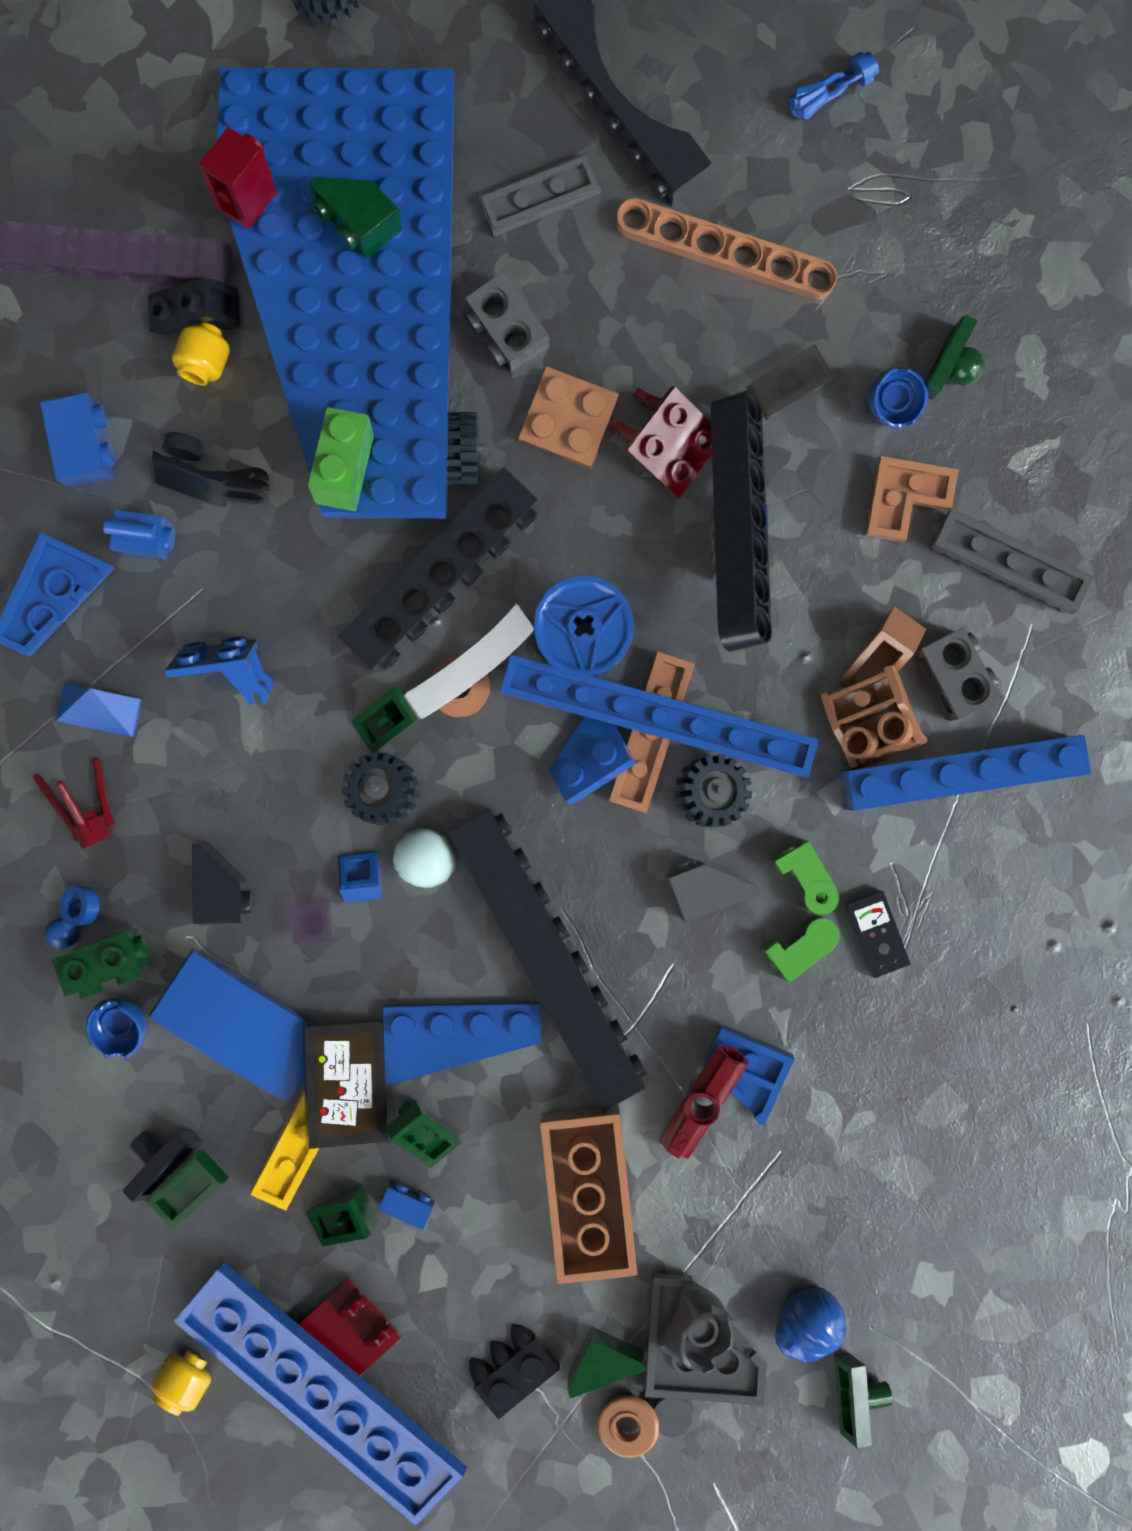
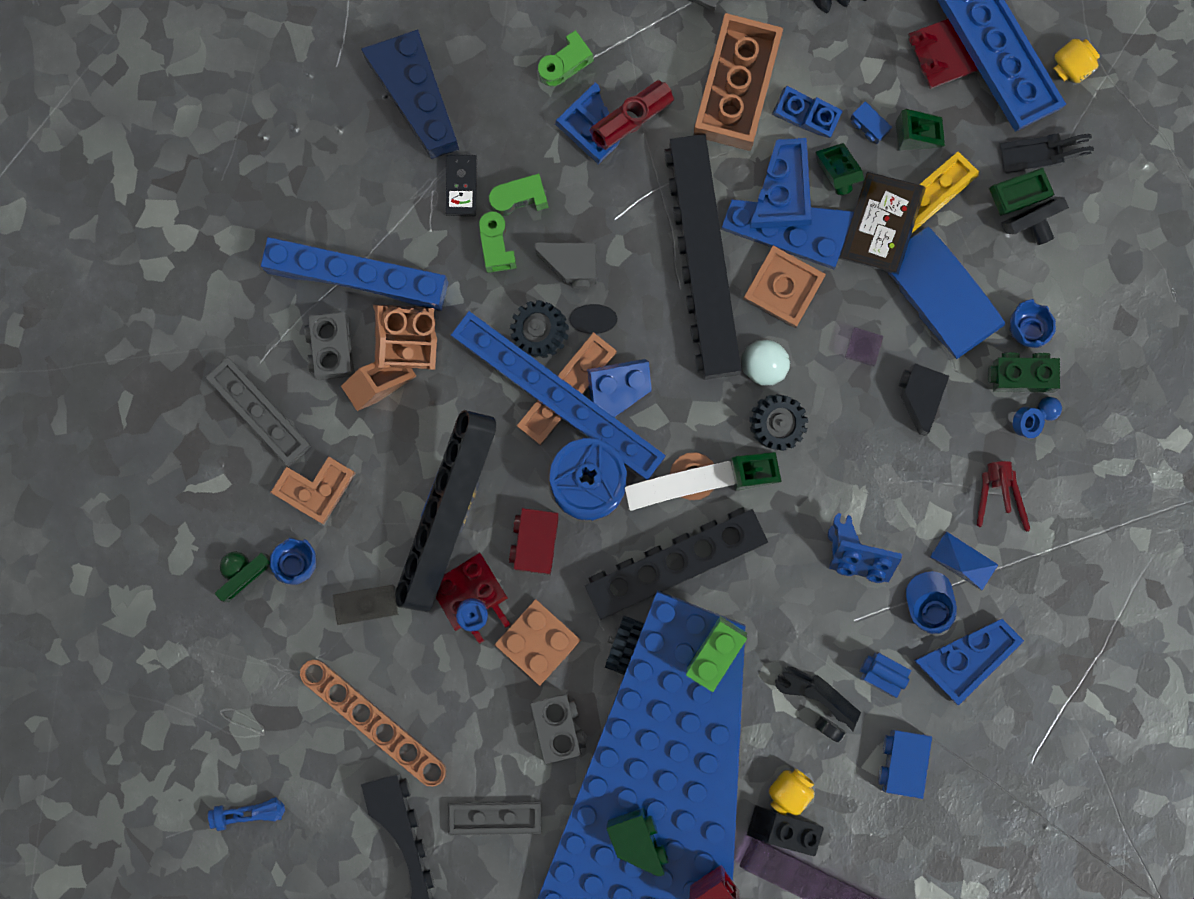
camera: 155 degrees left, 5 degrees down
(117, 643) = (931, 602): none -> blue cap
(184, 1249) = (1041, 152): none -> black arm
(359, 877) = (817, 367): blue slope -> none
(435, 959) = (784, 286): none -> nougat plate
(478, 1081) = (786, 187): none -> blue wing
(489, 1187) = (806, 112): none -> blue slope
(617, 532) = (535, 541): none -> dark red brick
(652, 832) = (593, 318): none -> black sticker
(659, 408) = (472, 614): none -> blue tile
(809, 1137) = (565, 63): none -> bright green leg
(989, 1036) = (410, 82): none -> dark blue wedge

